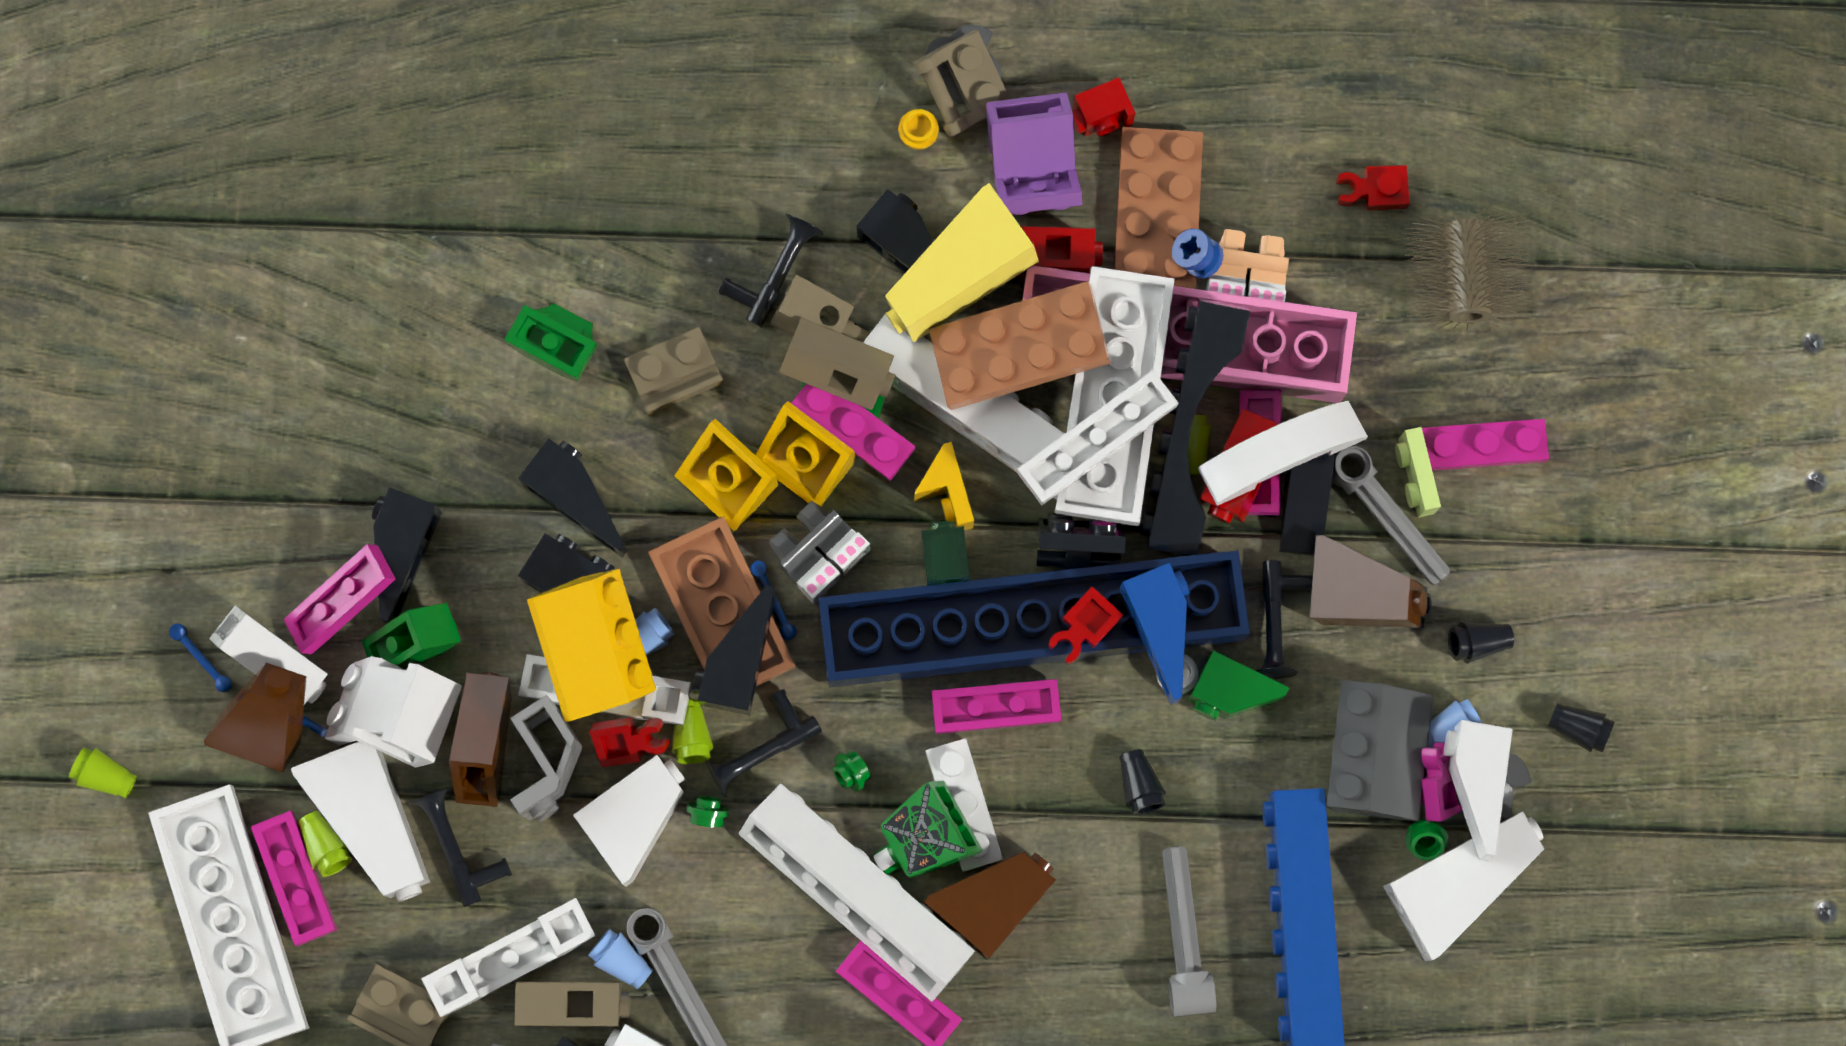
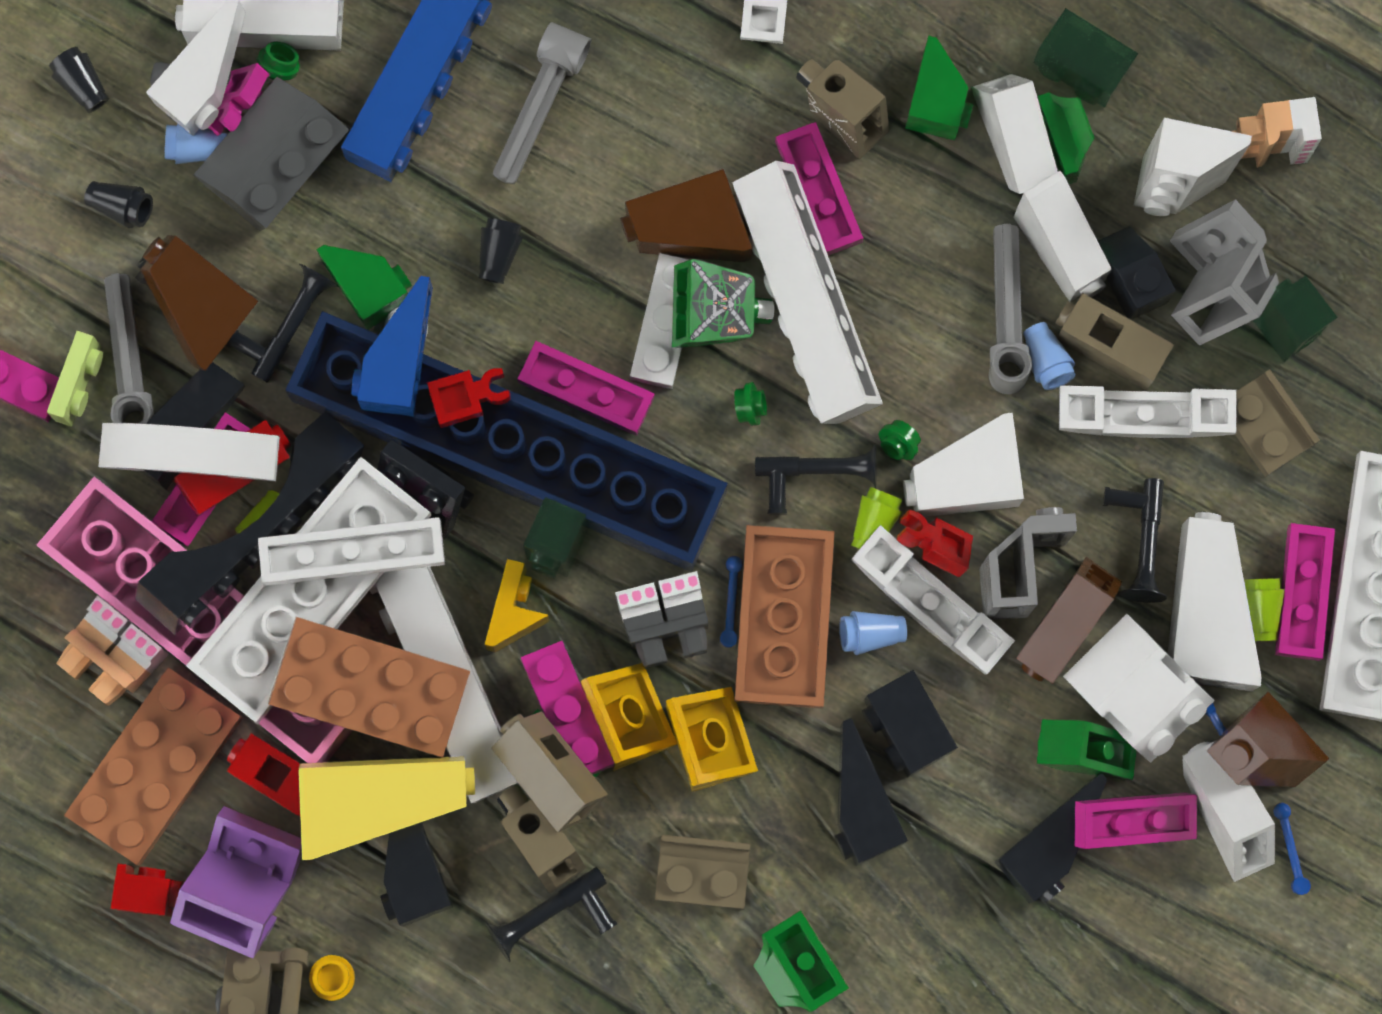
camera: 150 degrees left, 0 degrees up
(591, 644) = (925, 632): yellow slope -> none
(735, 663) = (801, 550): black slope -> none
(1201, 263) = (139, 681): blue wheel -> none

